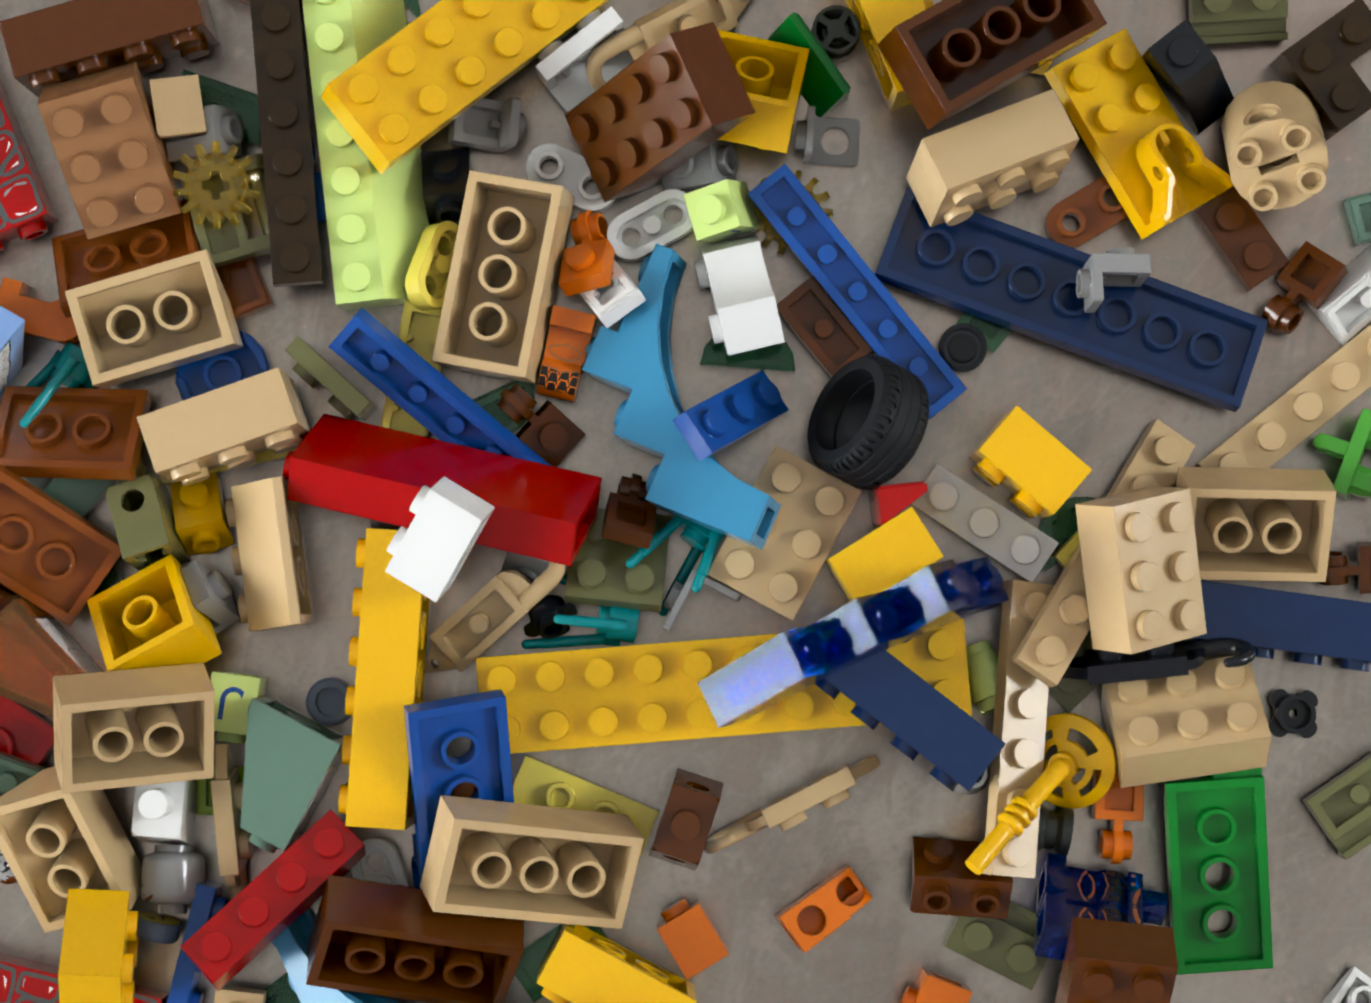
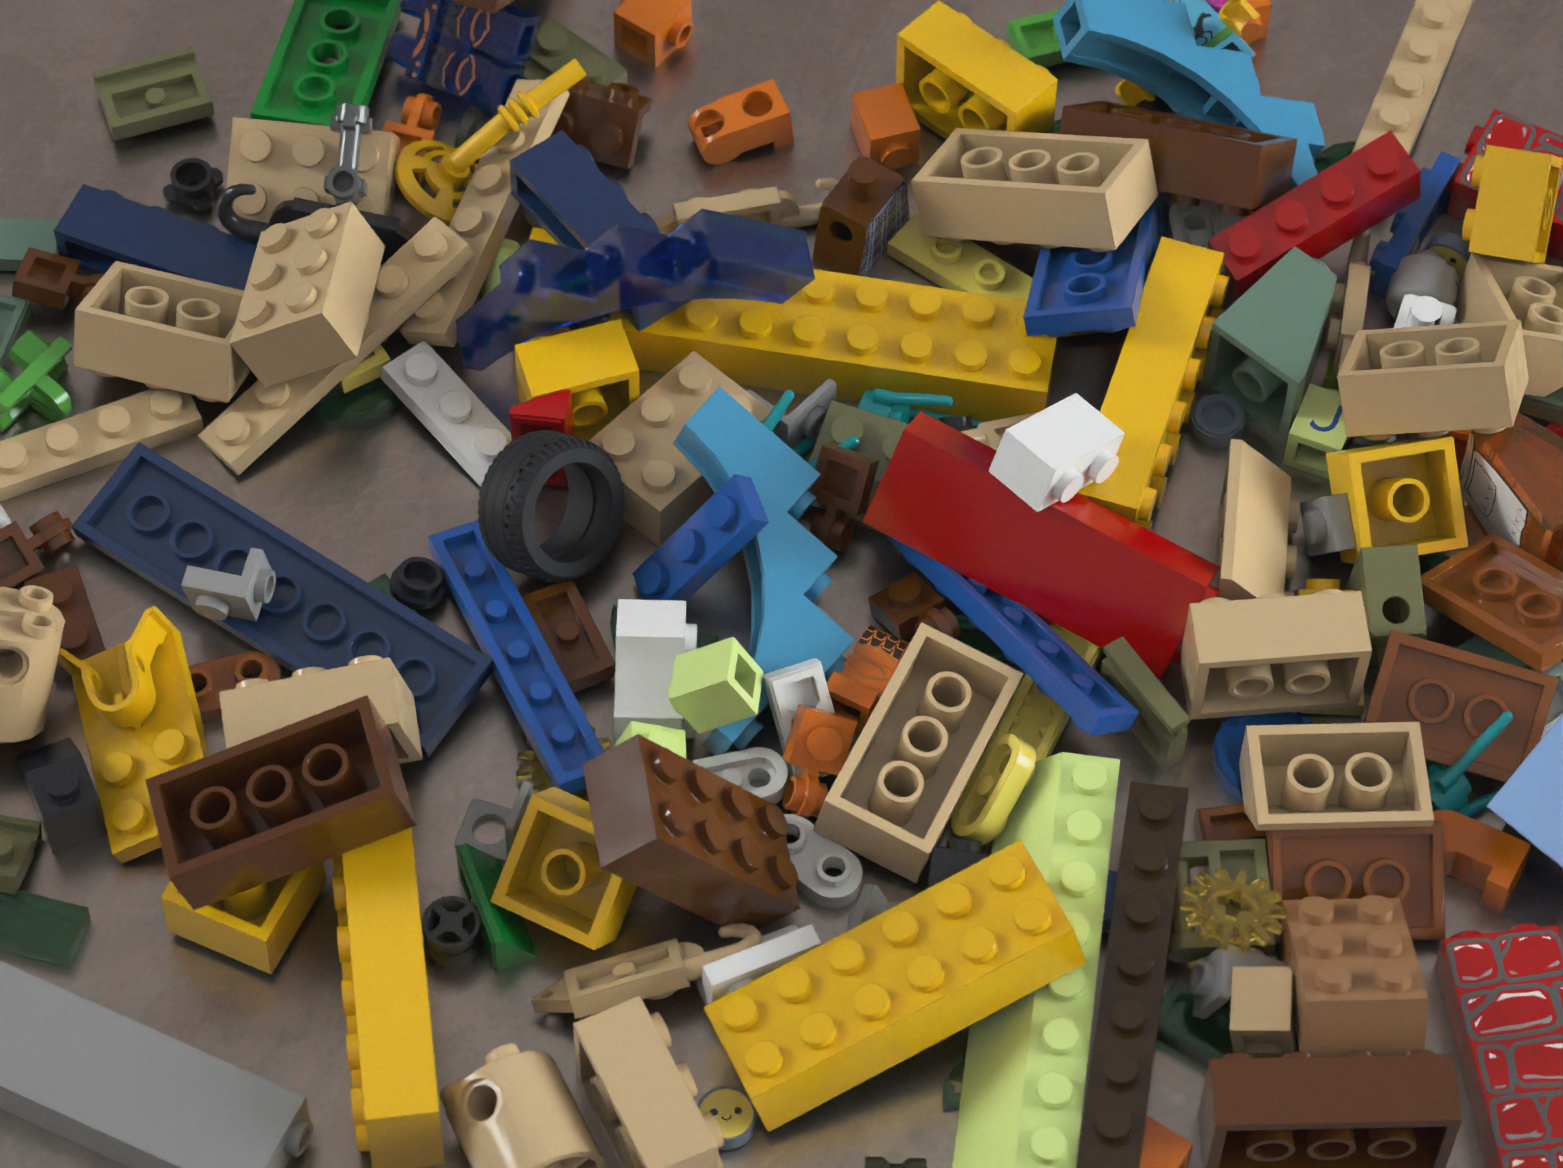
camera: 170 degrees left, 30 degrees down
(680, 272) = (715, 685): none -> yellowish green brick
(1028, 464) = (388, 438): yellow brick -> none
(1144, 695) = (343, 180): none -> dark grey bar

